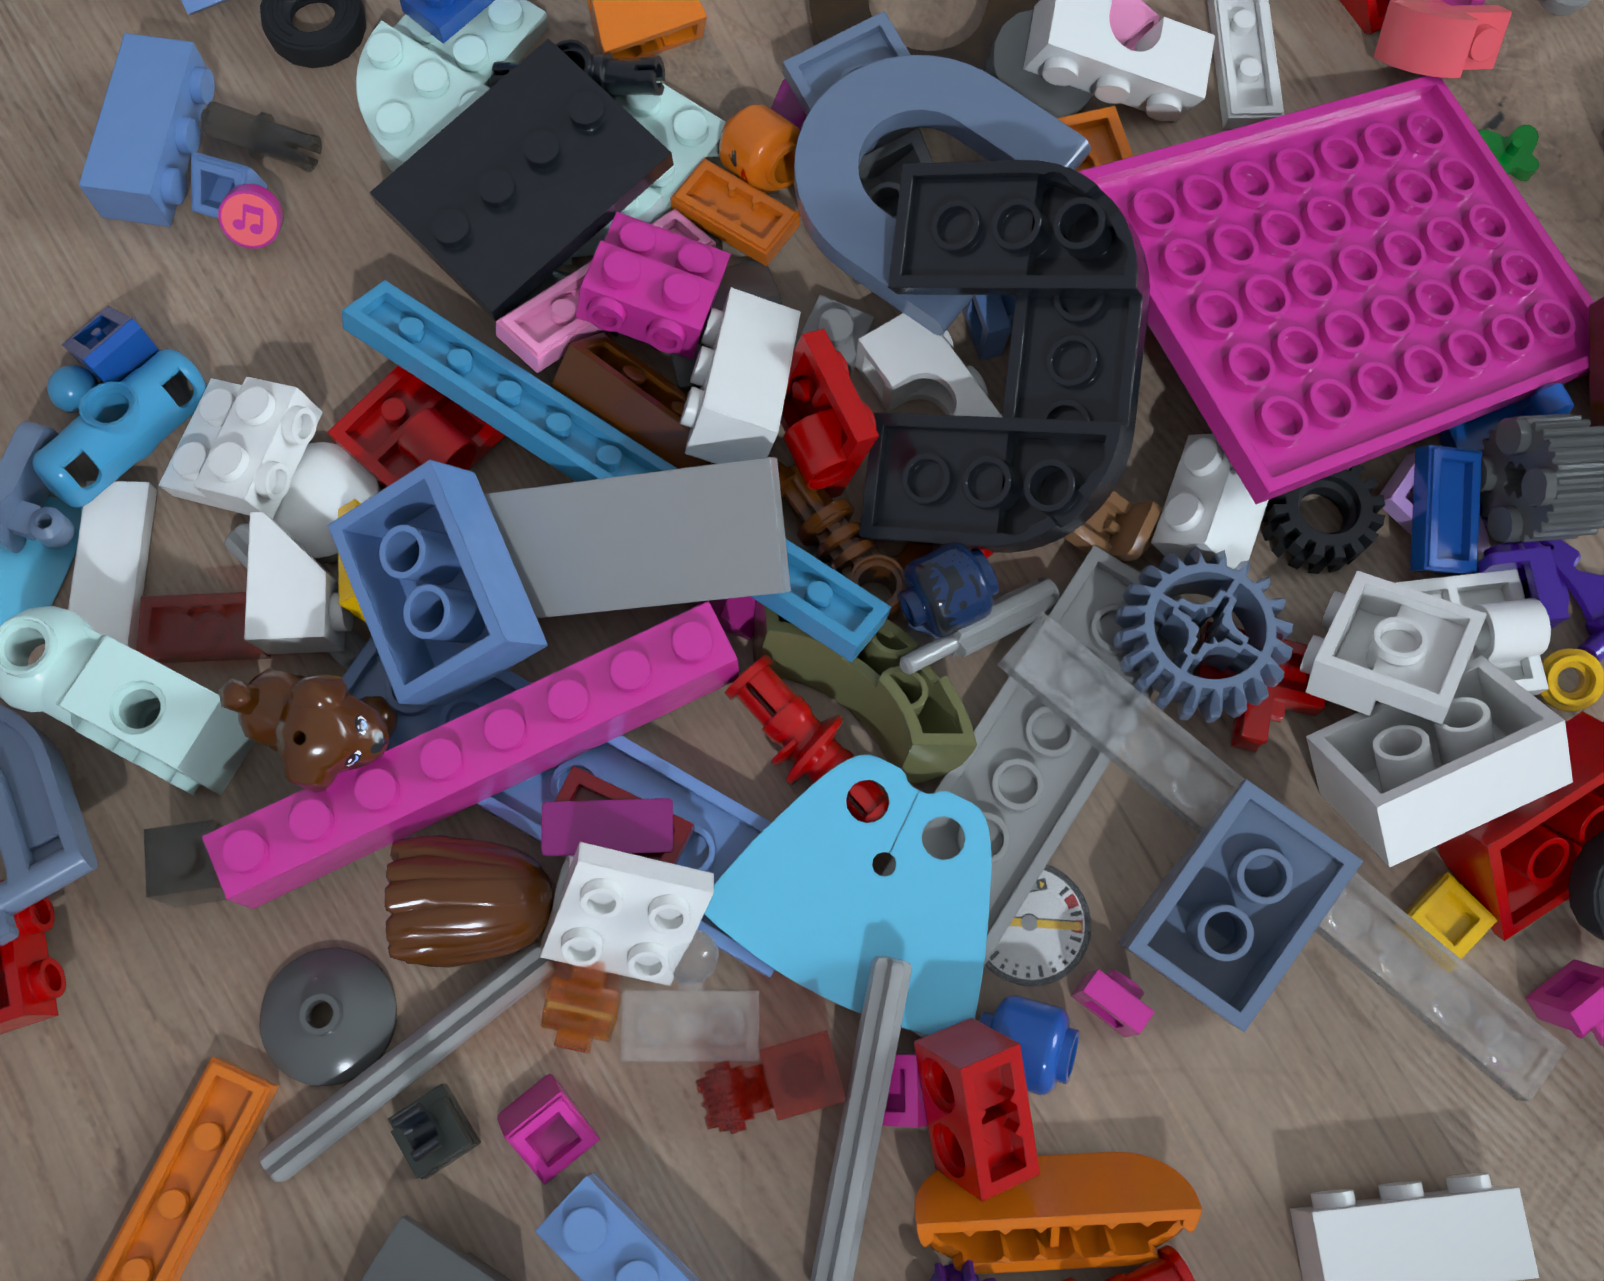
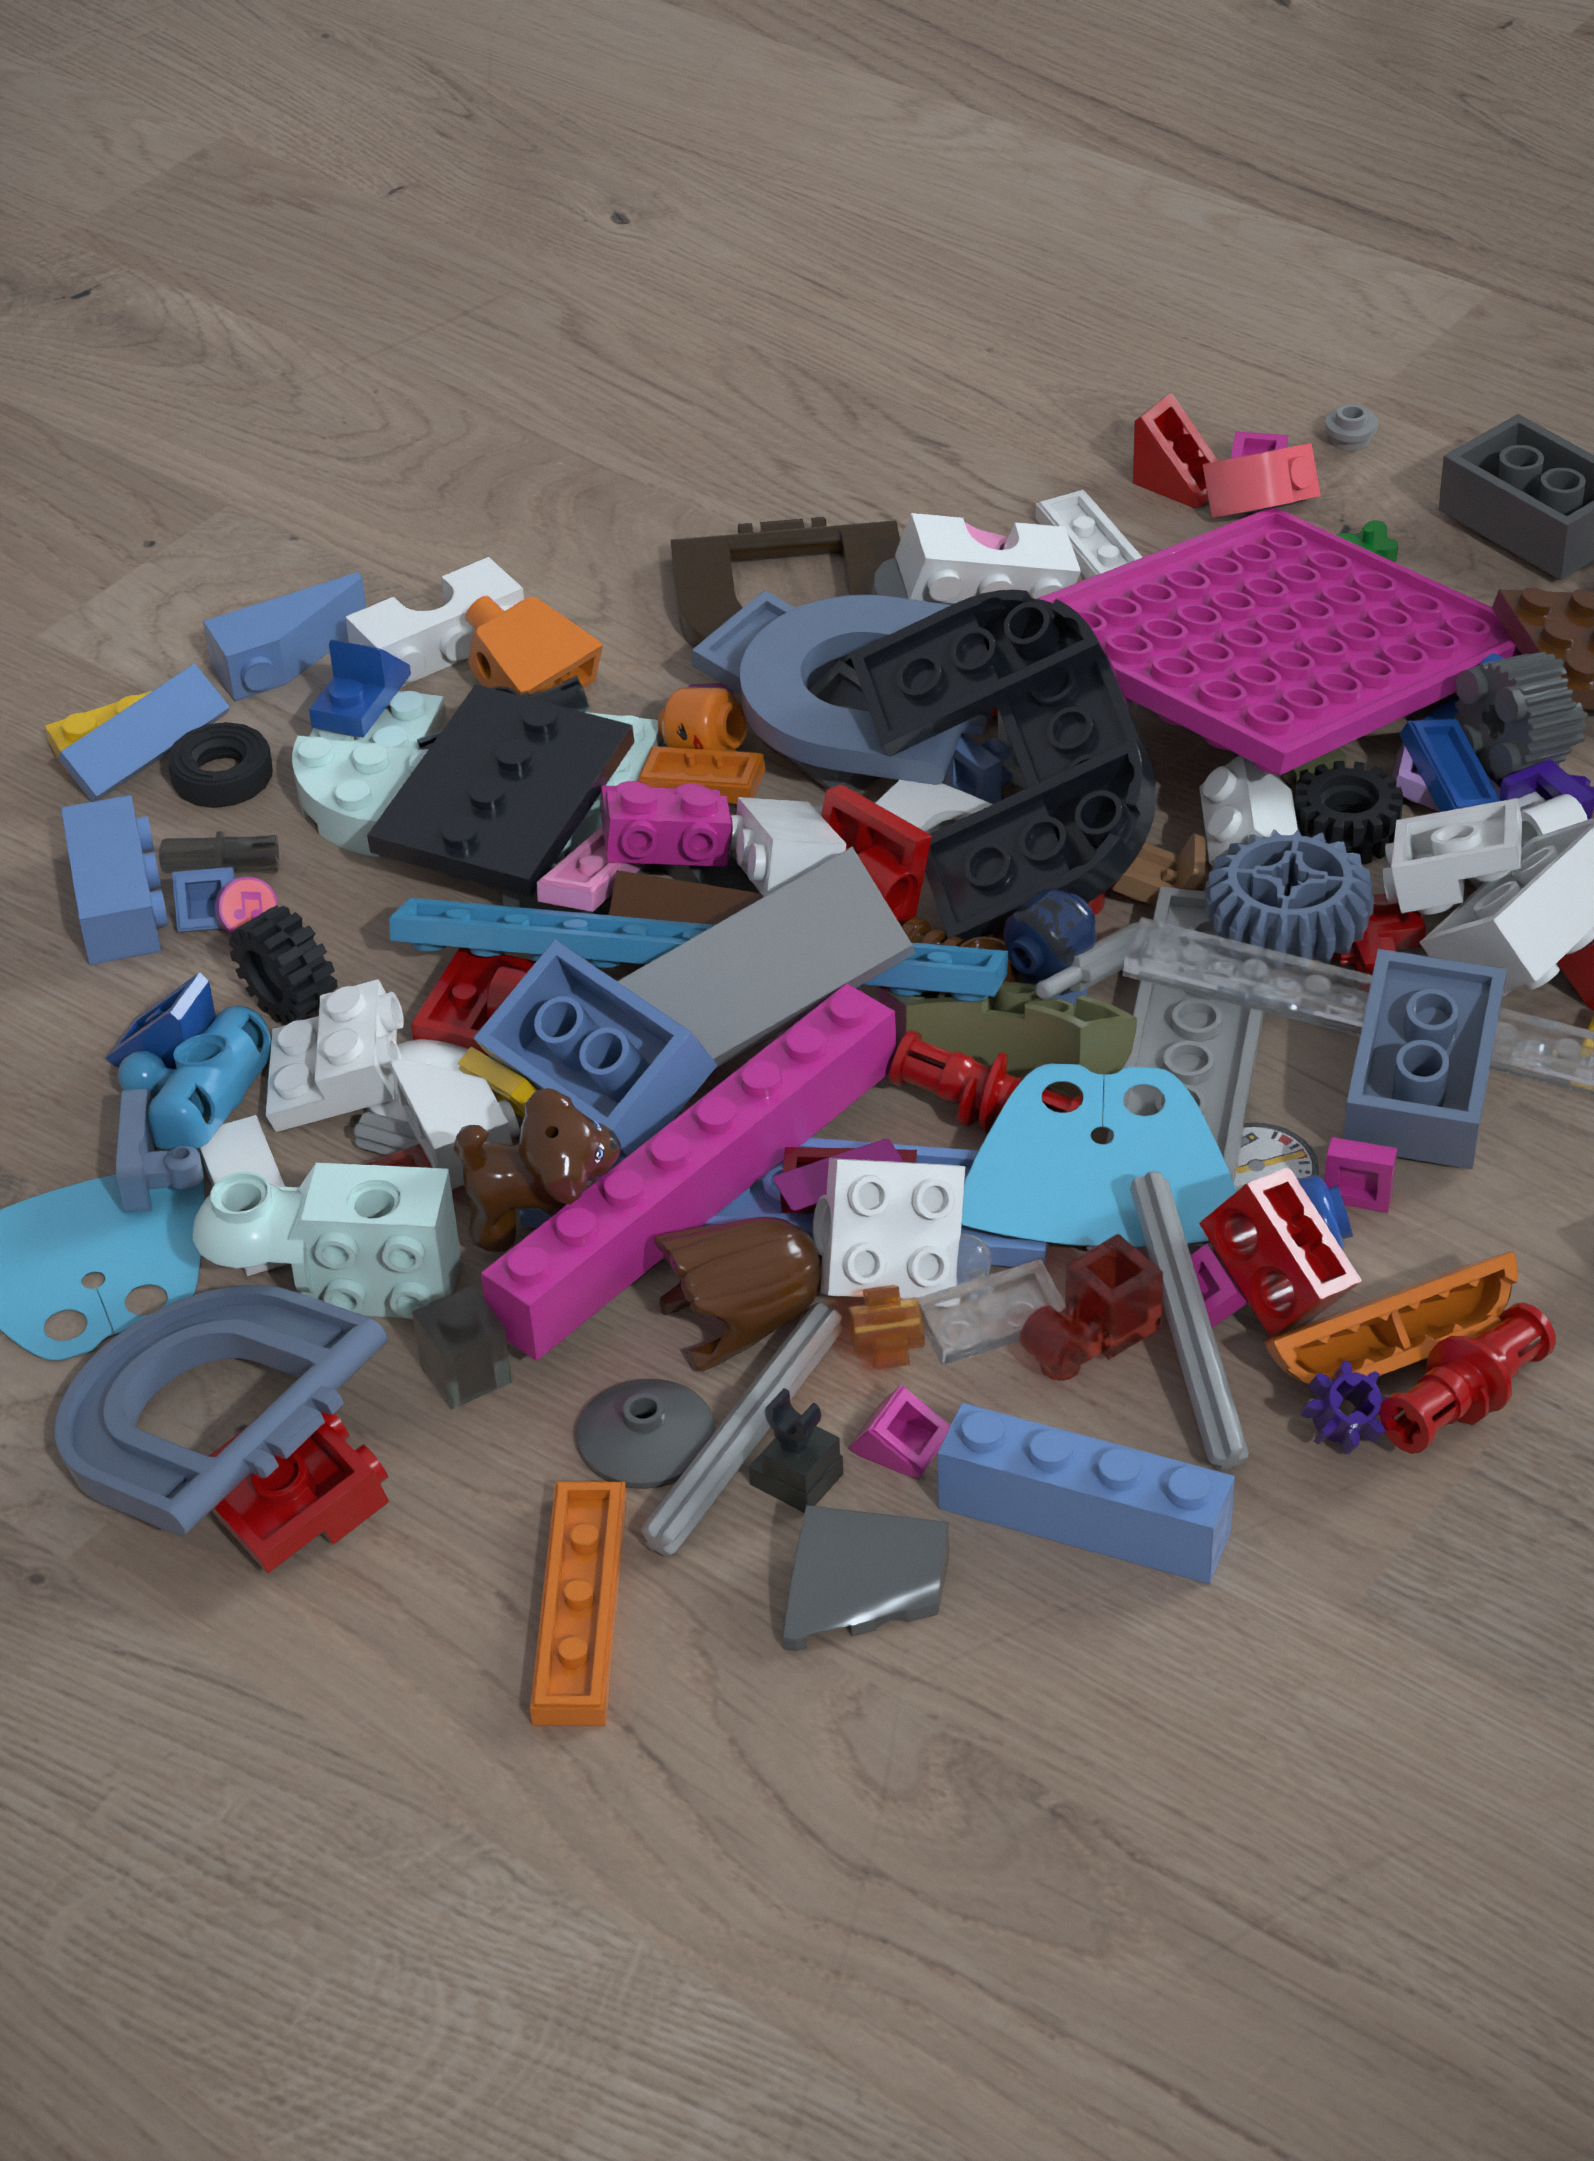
camera: 15 degrees left, 30 degrees down
(234, 317) = (282, 964): none -> black tyre

